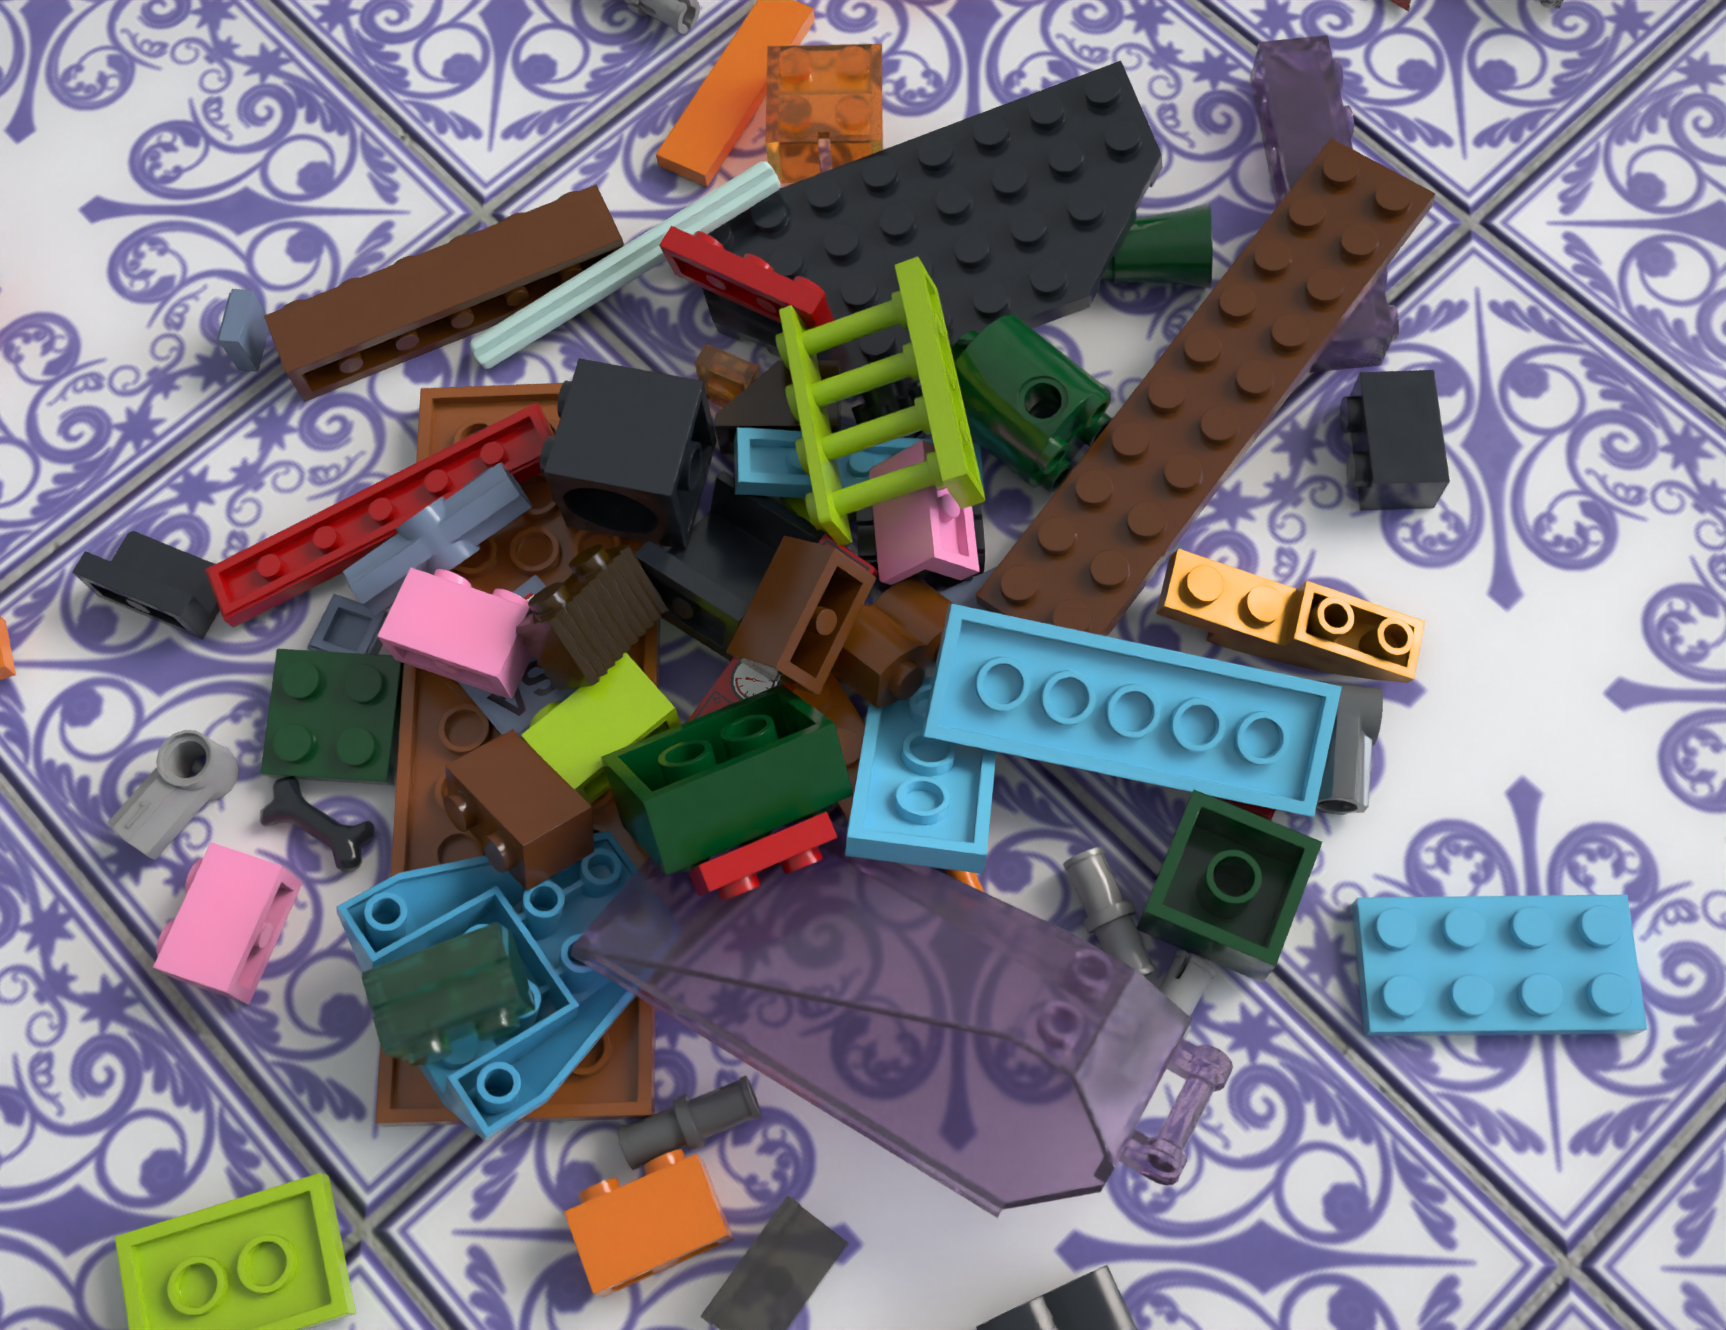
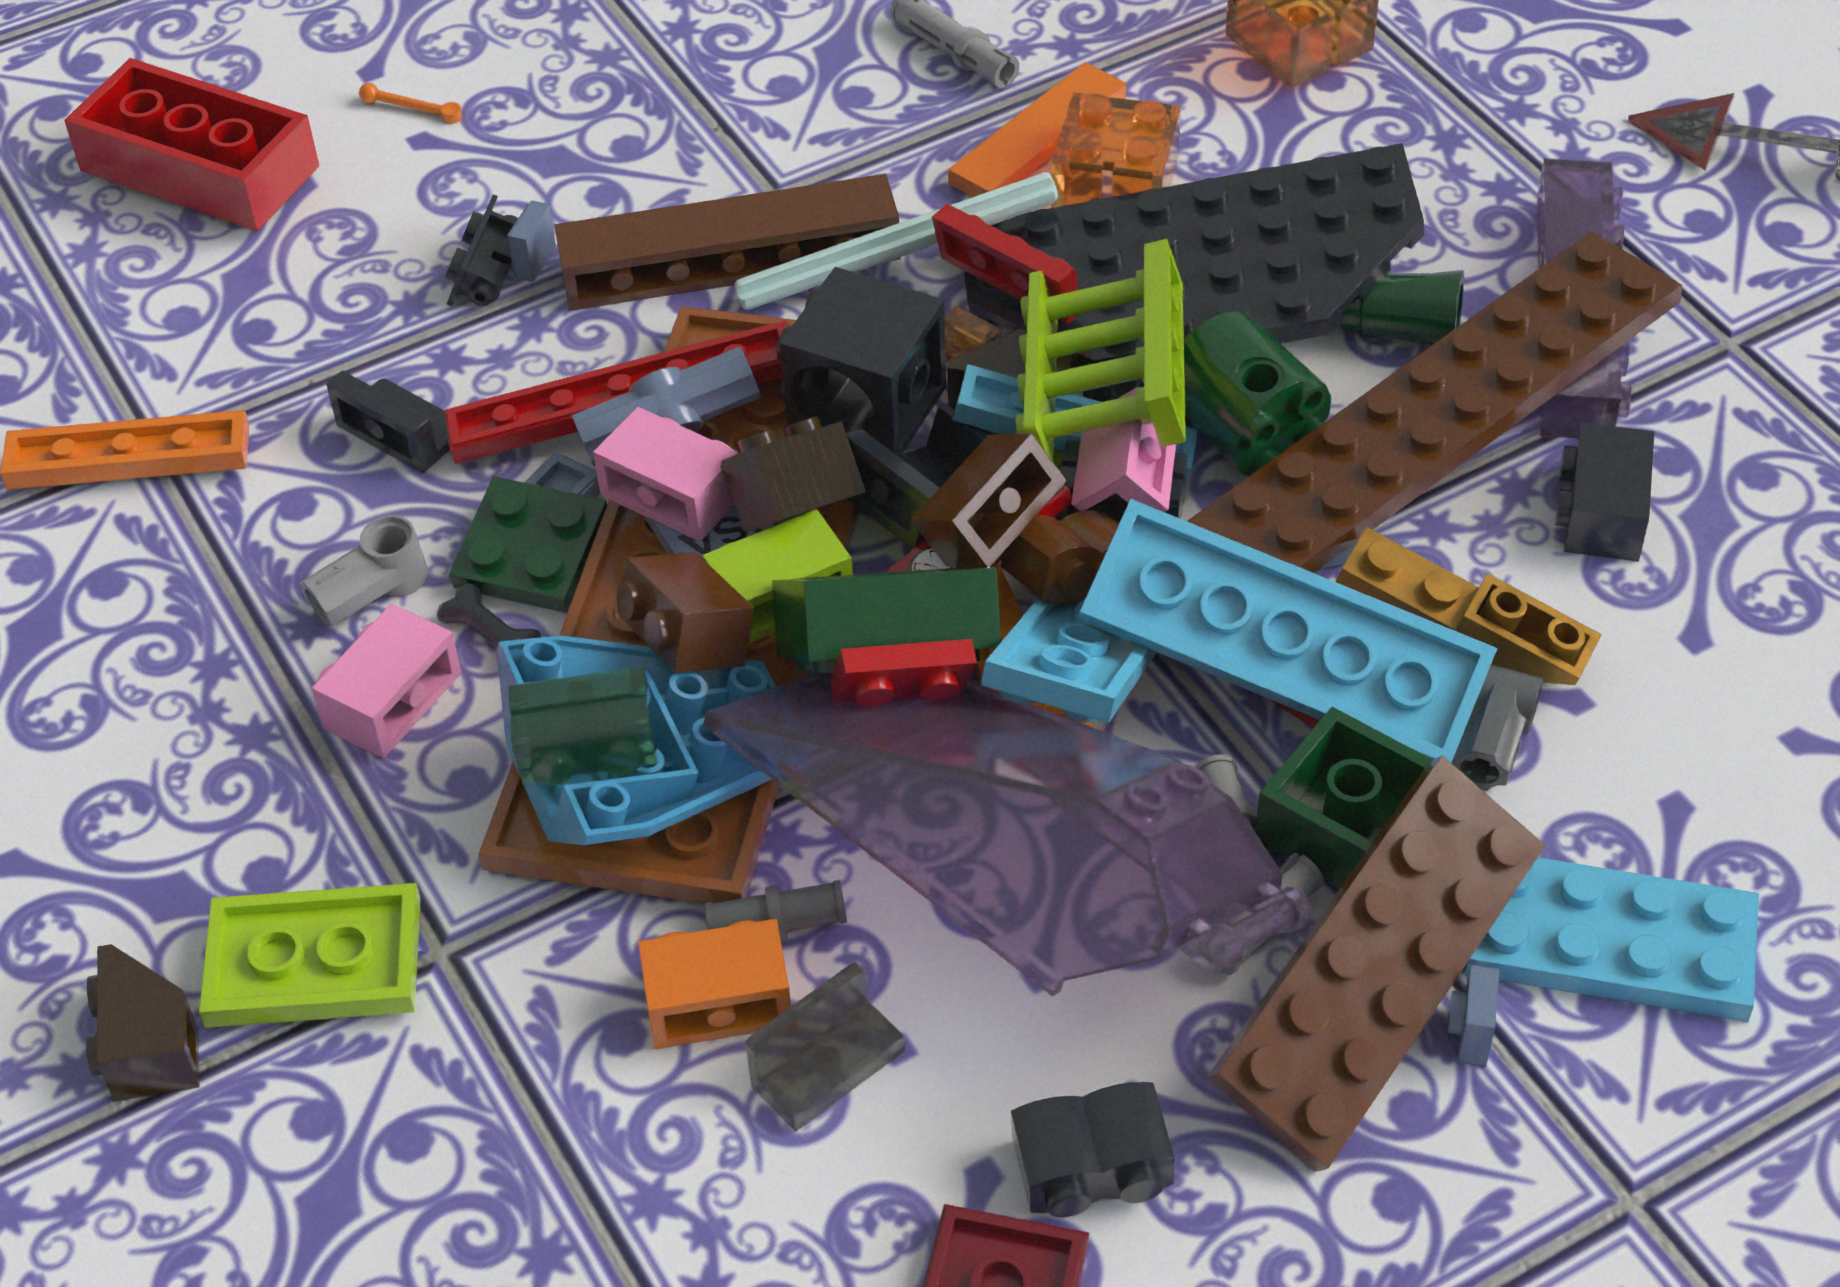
camera: 10 degrees right, 20 degrees down
(116, 167) = (449, 112): none -> orange hinge
(195, 377) = (475, 271): none -> black hinge
(1295, 1078) = (1376, 964): none -> reddish brown plate
(1392, 1100) = (1474, 1015): none -> sand blue plate

